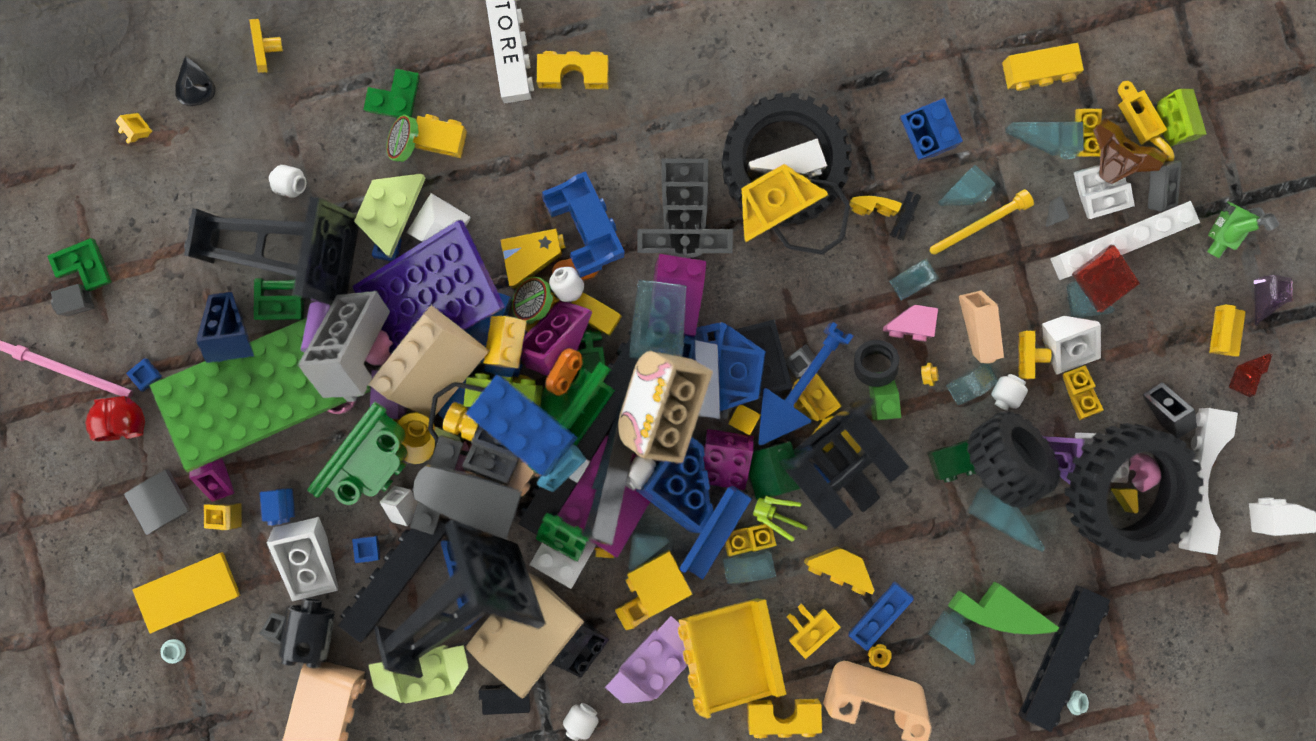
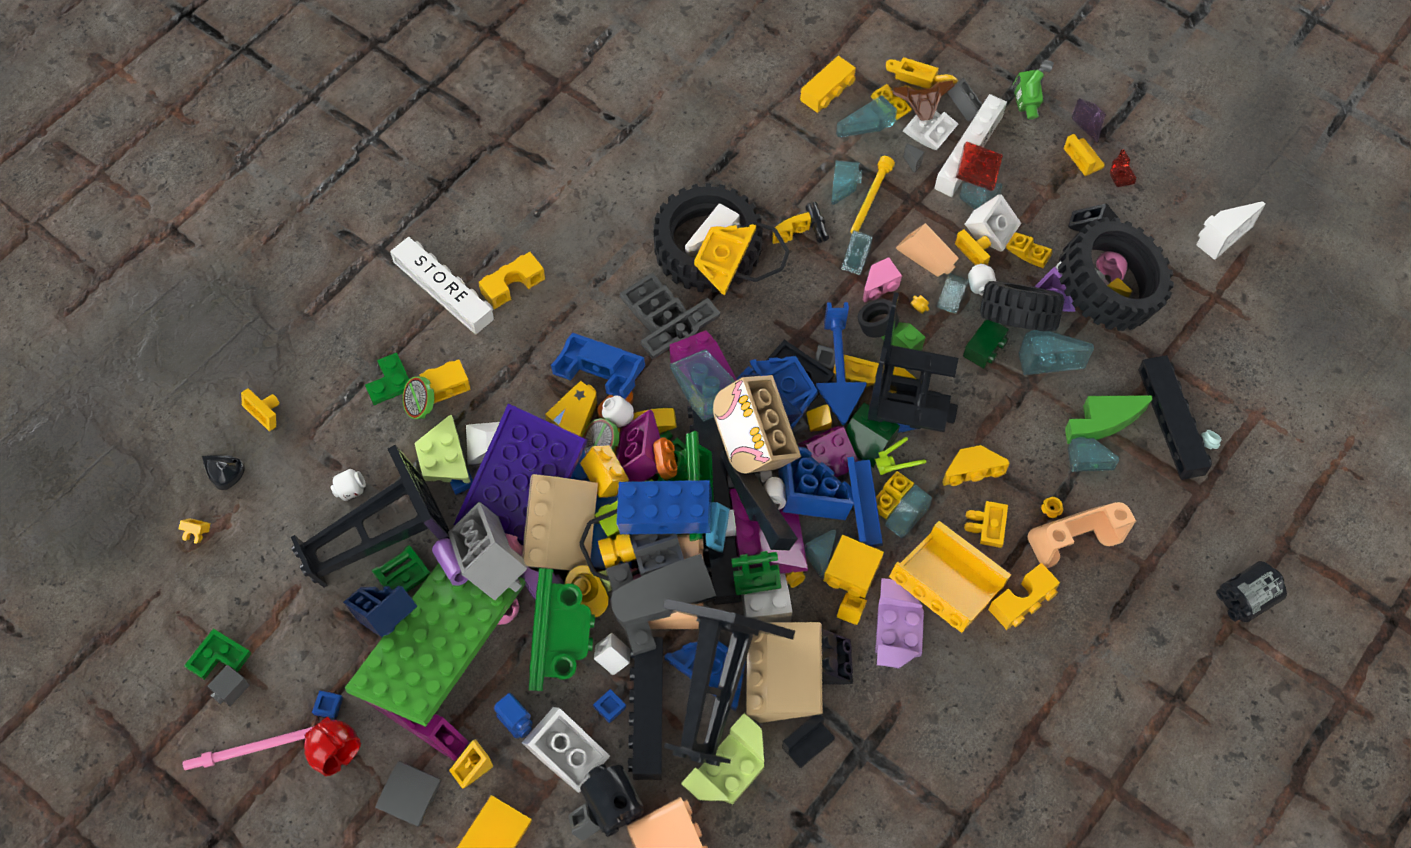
camera: 40 degrees left, 25 degrees down
(580, 722) = (880, 712): white head -> none
(881, 616) = (1028, 478): blue hinge -> none
(931, 129) = (790, 159): blue slope -> none
(1181, 117) = (940, 55): lime slope -> none
(1211, 434) = (1185, 276): white arch -> none

